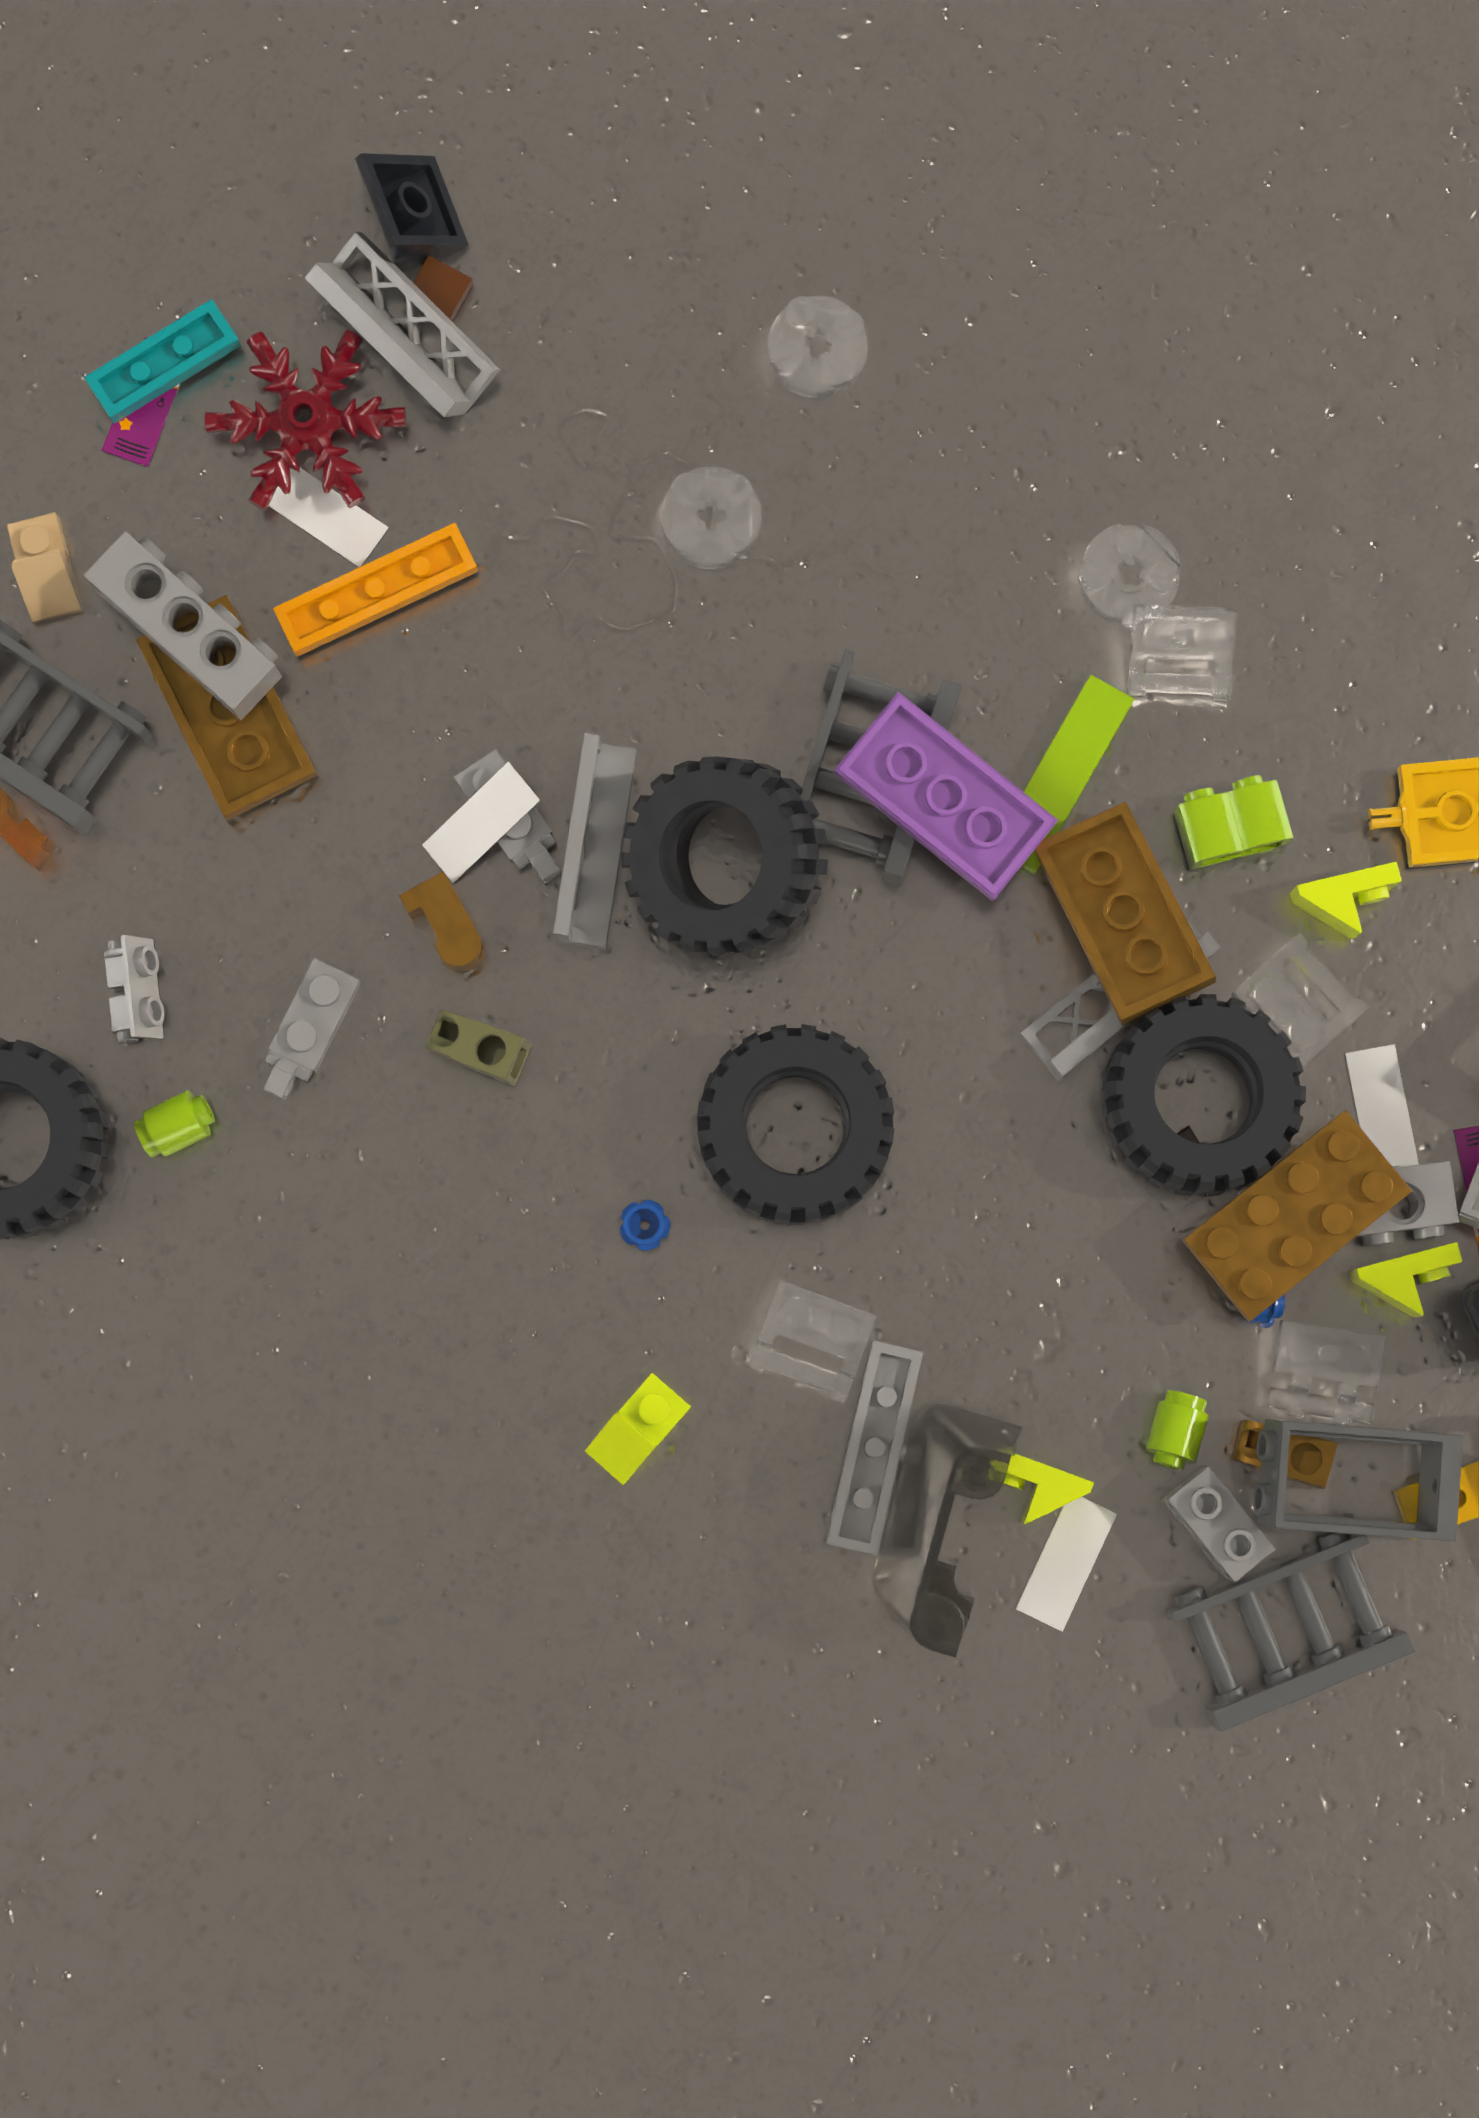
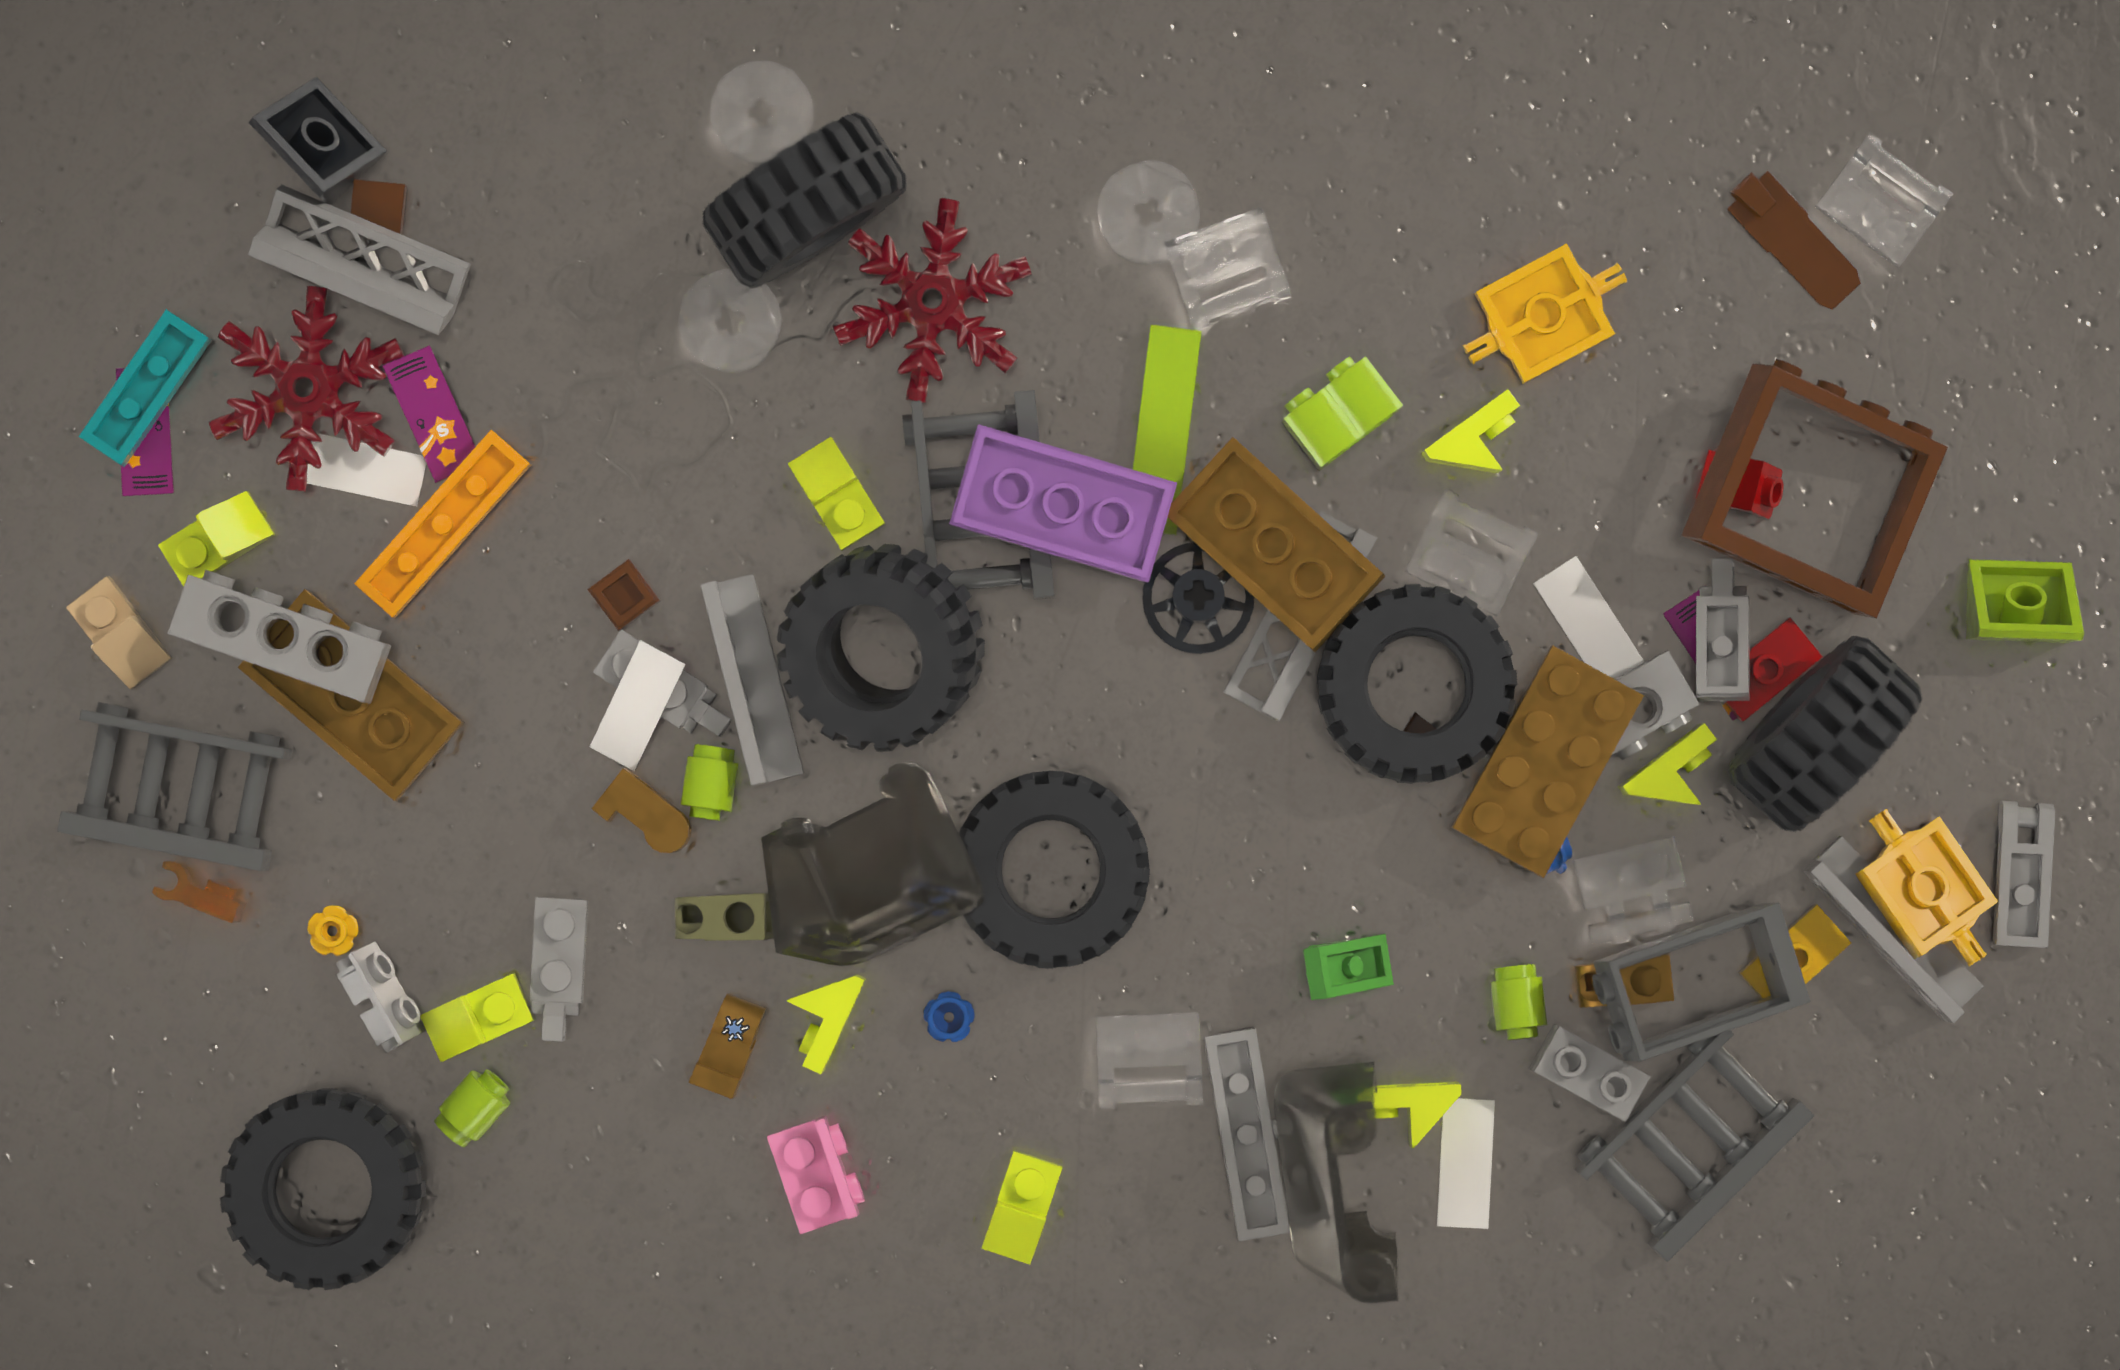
camera: 25 degrees left, 5 degrees up
(131, 912) = (346, 931): none -> yellow plate
(172, 518) = (216, 537): none -> neon yellow slope
(214, 1045) = (477, 1017): none -> neon yellow slope
(408, 484) = (430, 411): none -> magenta sticker
(431, 1166) = (728, 1047): none -> pearl gold leg
(460, 1317) = (815, 1174): none -> bright pink bracket
(511, 721) = (624, 595): none -> reddish brown tile
(517, 918) = (709, 782): none -> lime brick
(545, 1169) = (834, 1005): none -> neon yellow slope
(628, 1062) = (870, 876): none -> clear smoke windscreen
(742, 709) = (836, 493): none -> neon yellow slope
(825, 422) = (804, 200): none -> black tyre
(904, 588) = (928, 321): none -> dark red piece
(1031, 937) = (1197, 598): none -> black wheel
(1032, 1330) = (1348, 966): none -> bright green slope

